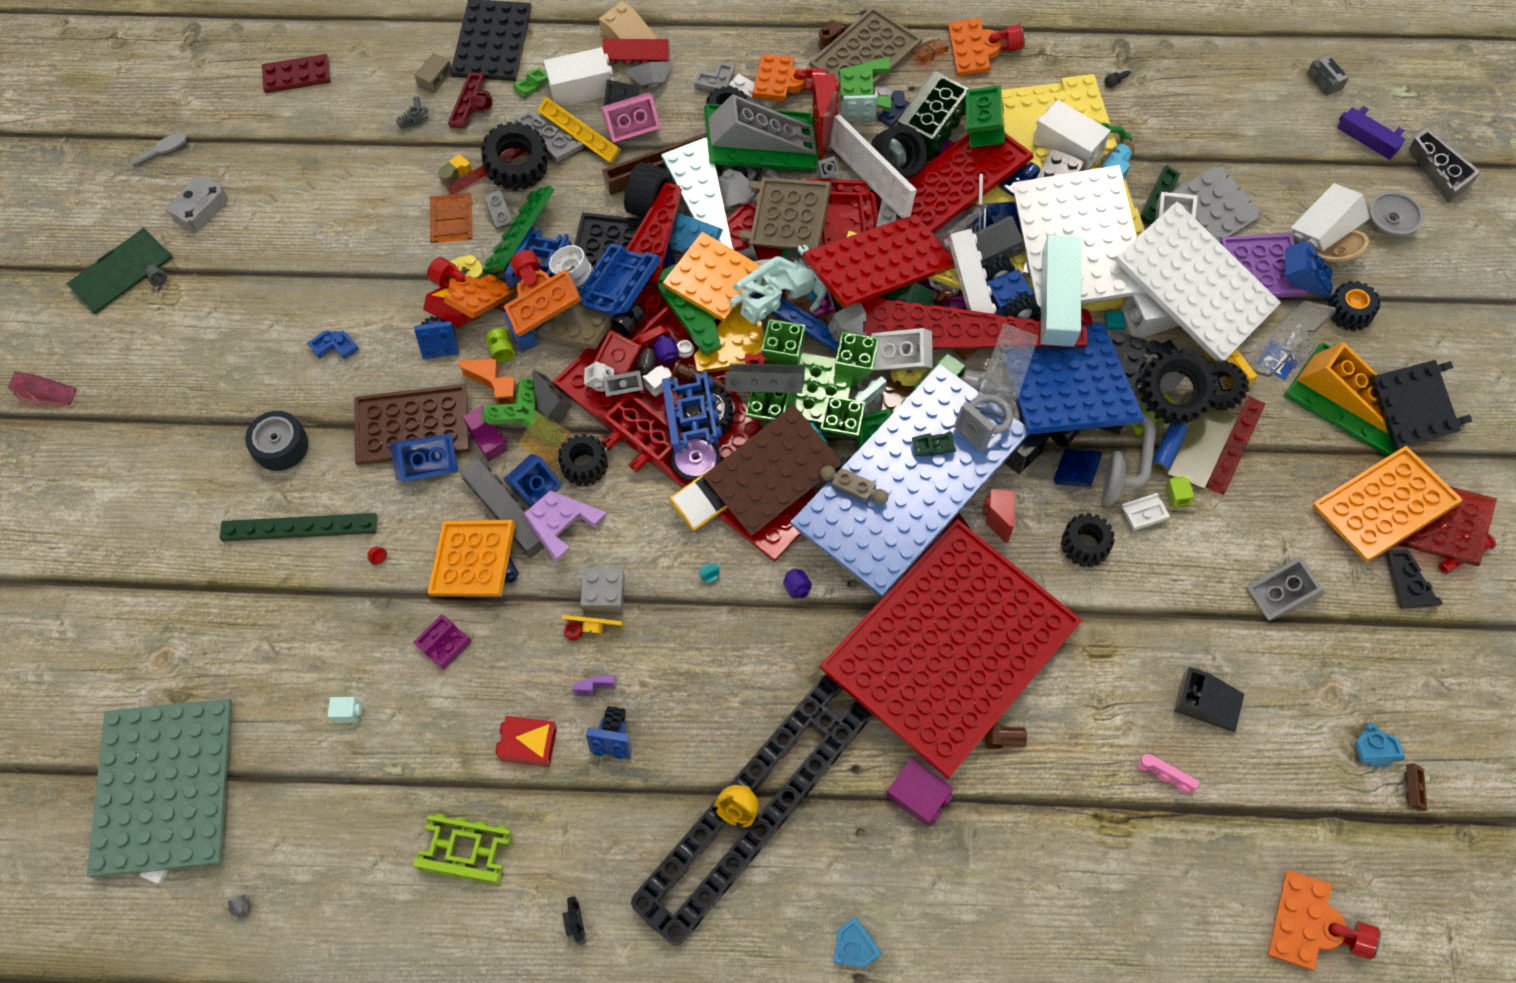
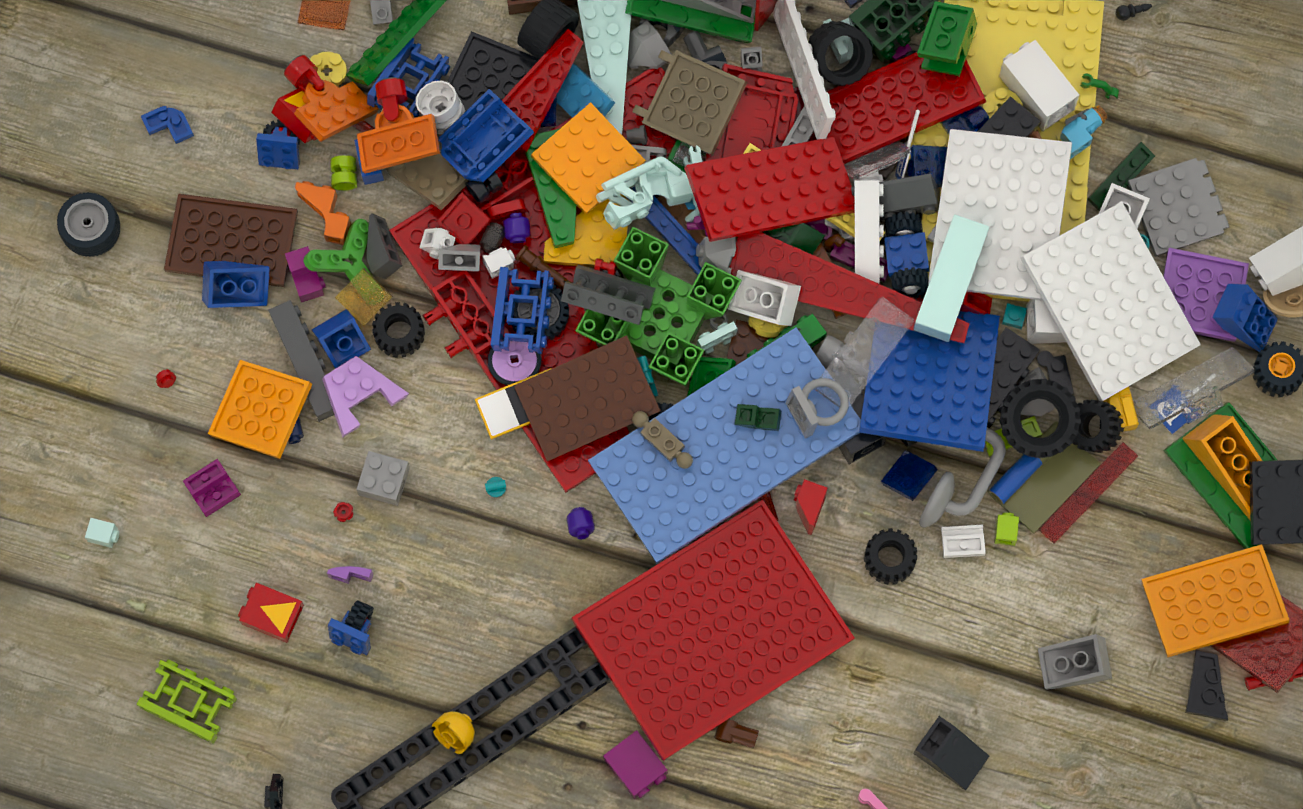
camera: 15 degrees right, 10 degrees up
(298, 527) = (93, 325): dark green plate -> none
(593, 625) = (365, 511): yellow piece -> none
(685, 348) = (538, 231): white plate -> none

